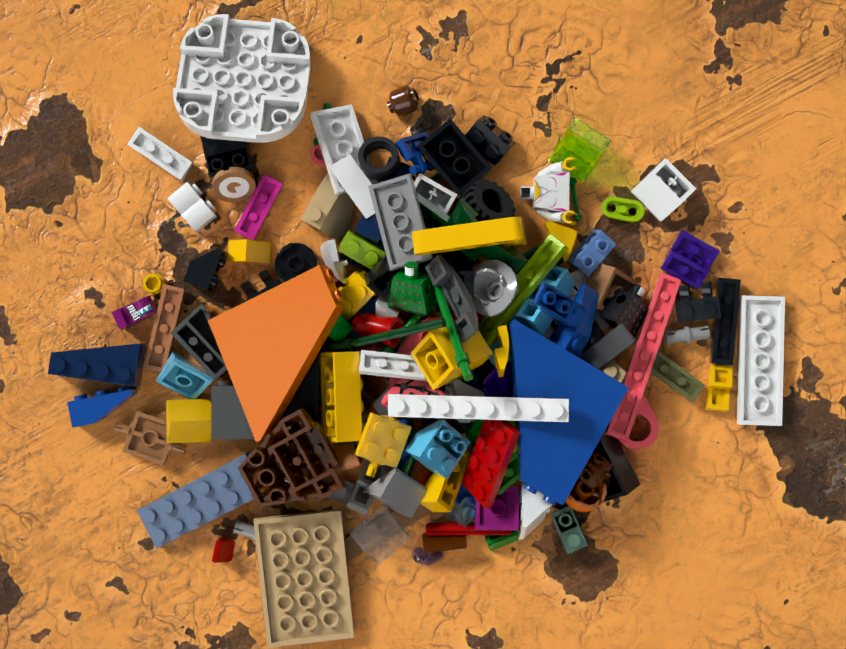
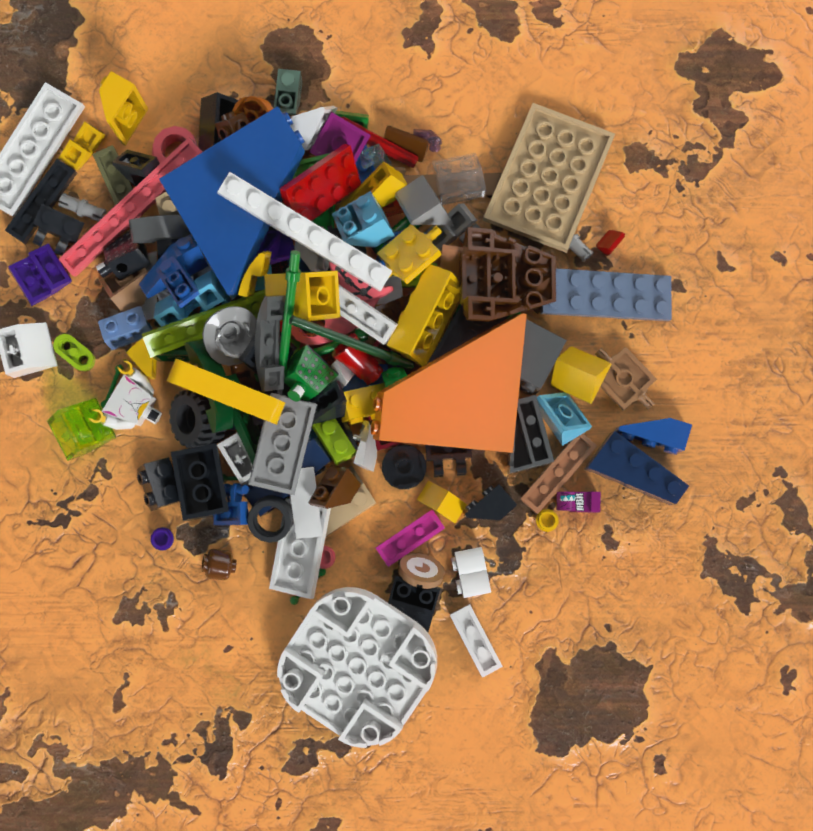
camera: 155 degrees left, 5 degrees down
(338, 209) = (335, 488): none -> reddish brown slope
(462, 97) = (162, 538): none -> dark purple plate
(661, 394) = (135, 165): none -> black slope
(701, 437) = (121, 105): none -> yellow slope

